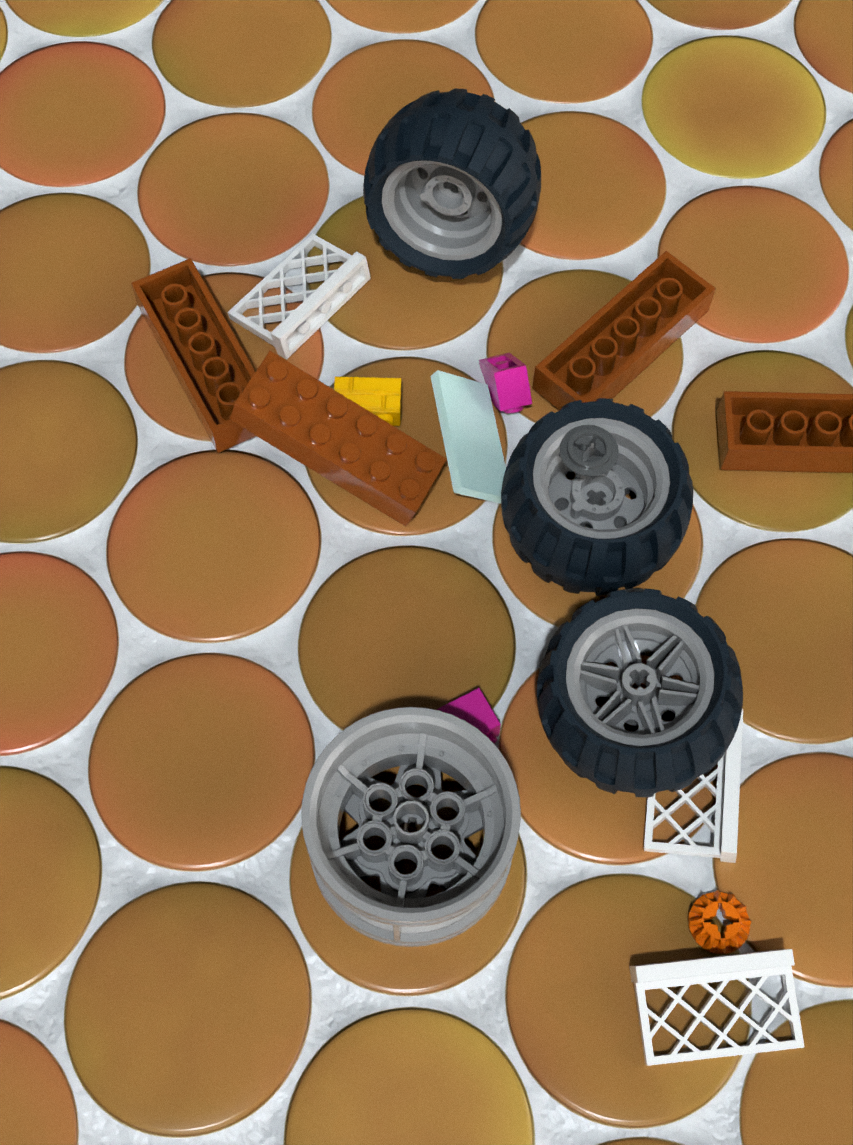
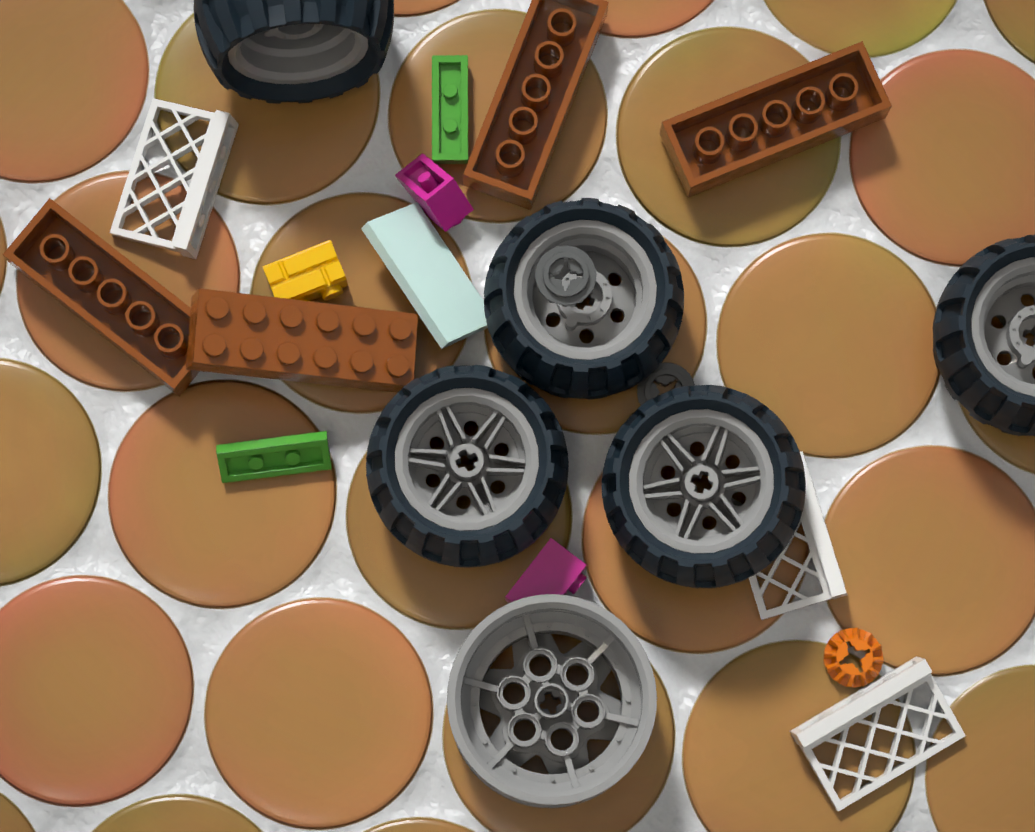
camera: 25 degrees left, 15 degrees up
(270, 527) = (273, 457): none -> bright green plate
(476, 553) = (493, 524): none -> wheel
(547, 325) = (450, 109): none -> bright green plate

